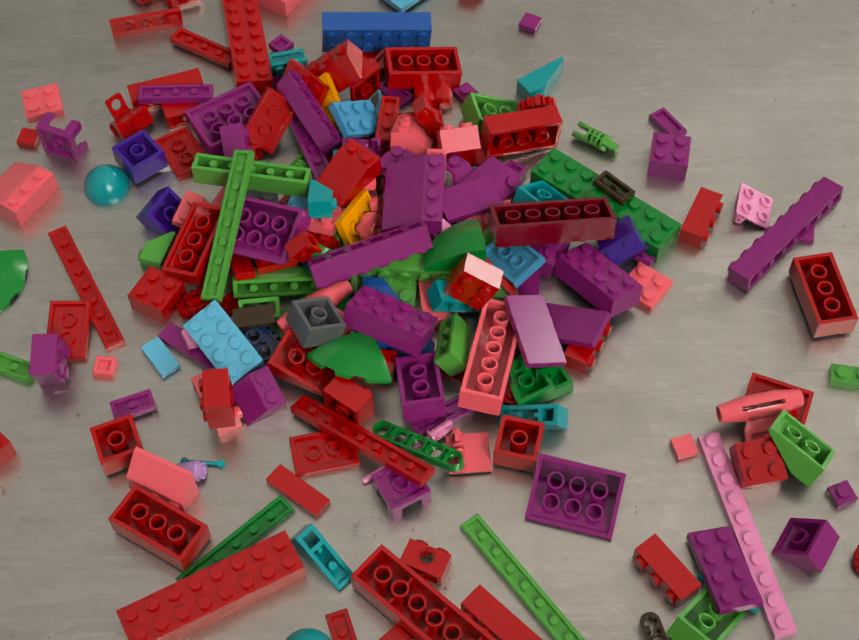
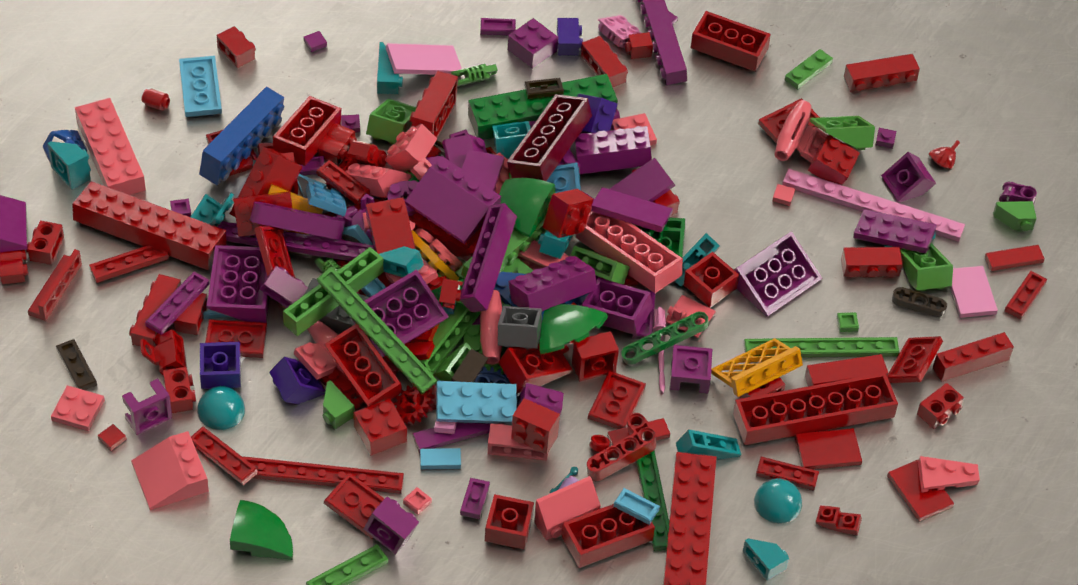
camera: 60 degrees left, 5 degrees down
(55, 212) = (223, 455): none -> red tile
(82, 78) = (76, 365): none -> dark brown tile
(97, 147) = (178, 387): none -> red brick
(191, 532) = (636, 506): none -> medium azure tile
(234, 479) = (601, 467): none -> red beam
(262, 465) = (599, 442): none -> red tile
(363, 441) = (635, 365): red plate -> none
(438, 550) = (756, 375): none -> light orange fence
(536, 102) = (416, 86): red gear -> none
(574, 95) = (422, 58): none -> bright pink tile
(576, 593) = (847, 322): none -> bright green tile
(703, 174) = (569, 36): none -> dark purple brick
(746, 230) = (639, 45): none -> red brick

